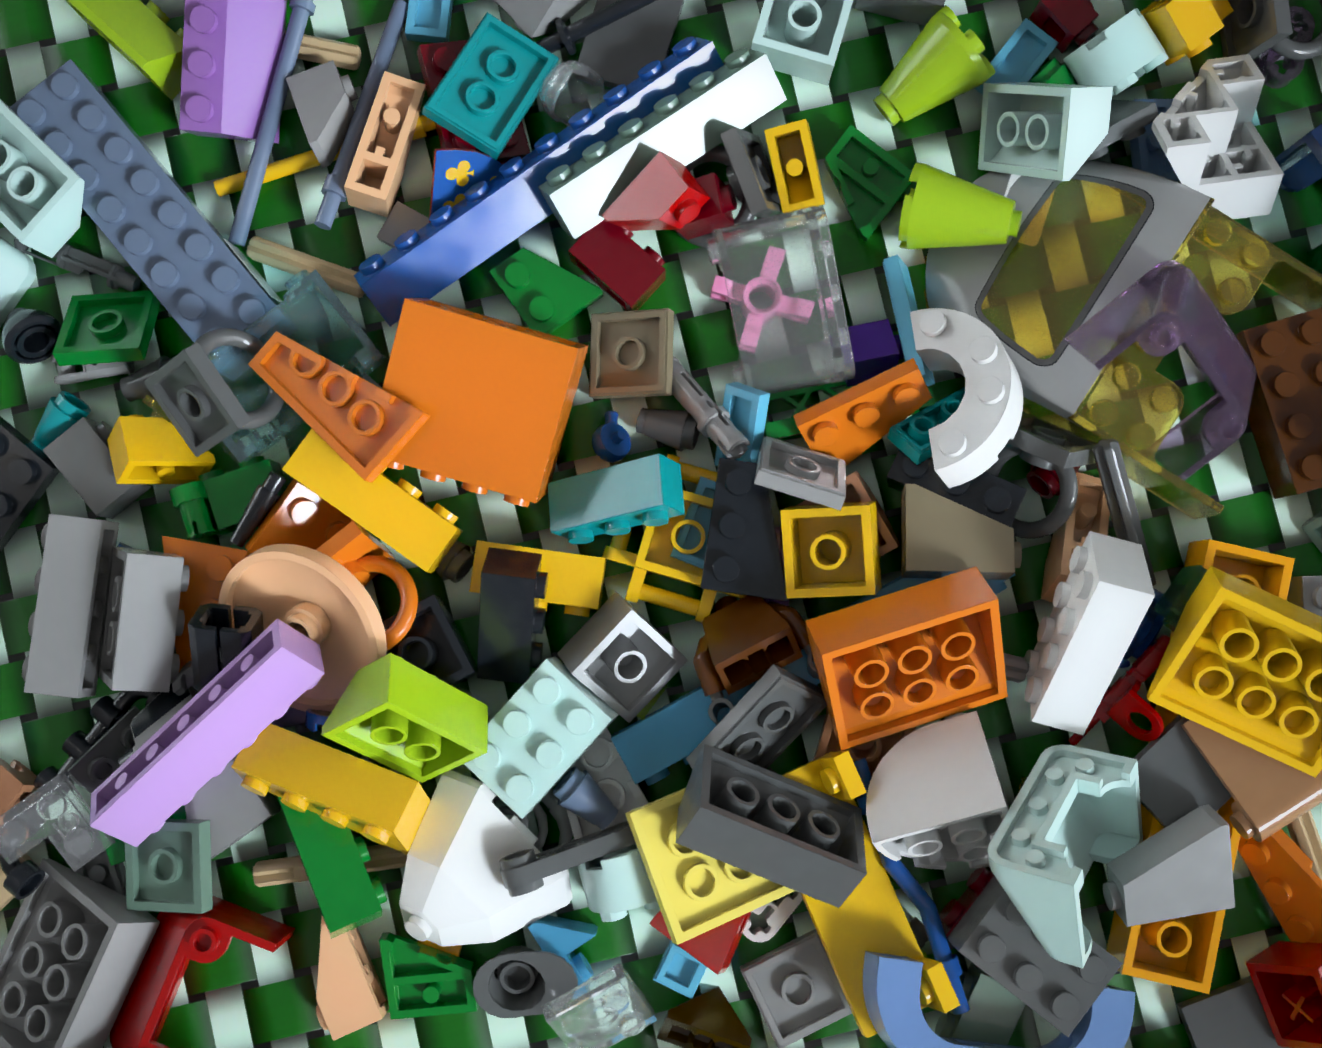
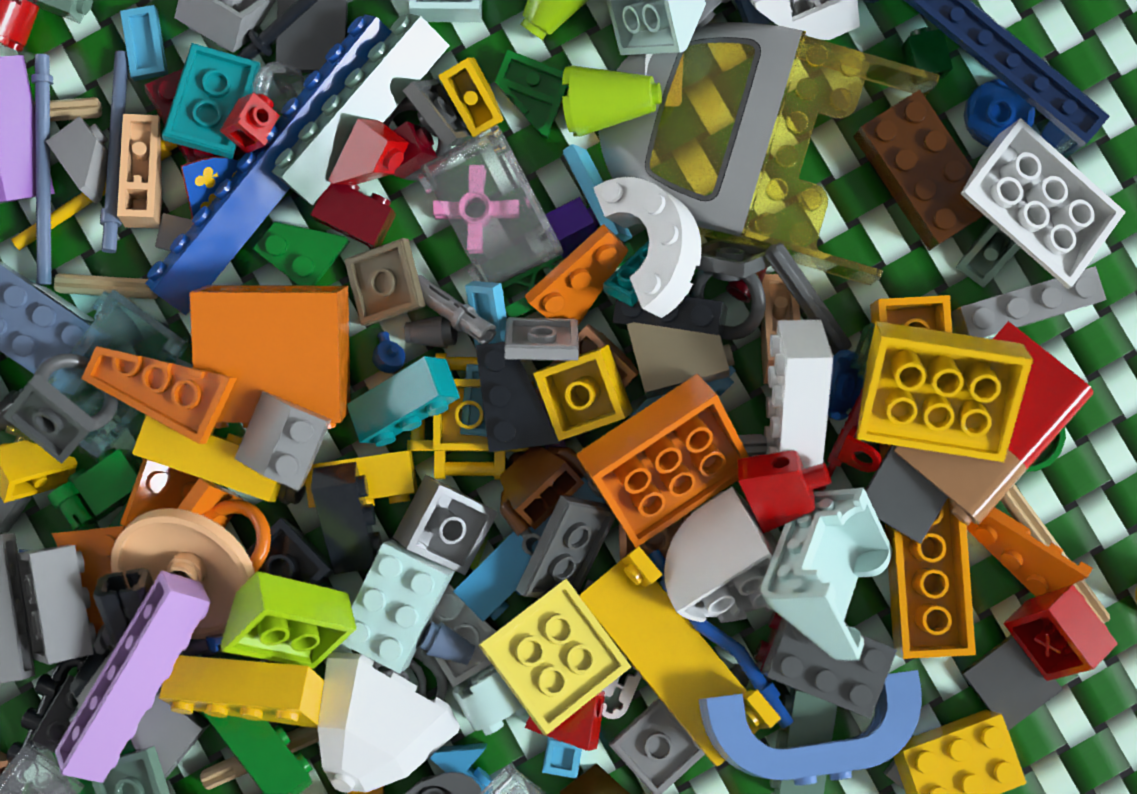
camera: 10 degrees left, 0 degrees up
(257, 508) = (123, 486): black animal -> none
(463, 504) = (282, 440): none -> light grey slope
(525, 870) = (413, 712): dark grey piece -> none
(538, 118) = (250, 122): none -> red brick
(772, 827) = (595, 622): dark grey slope -> none
(1037, 729) = (780, 487): none -> red torso
(1161, 314) = (783, 137): clear purple windscreen -> none
(1174, 872) = (917, 567): light grey slope -> none

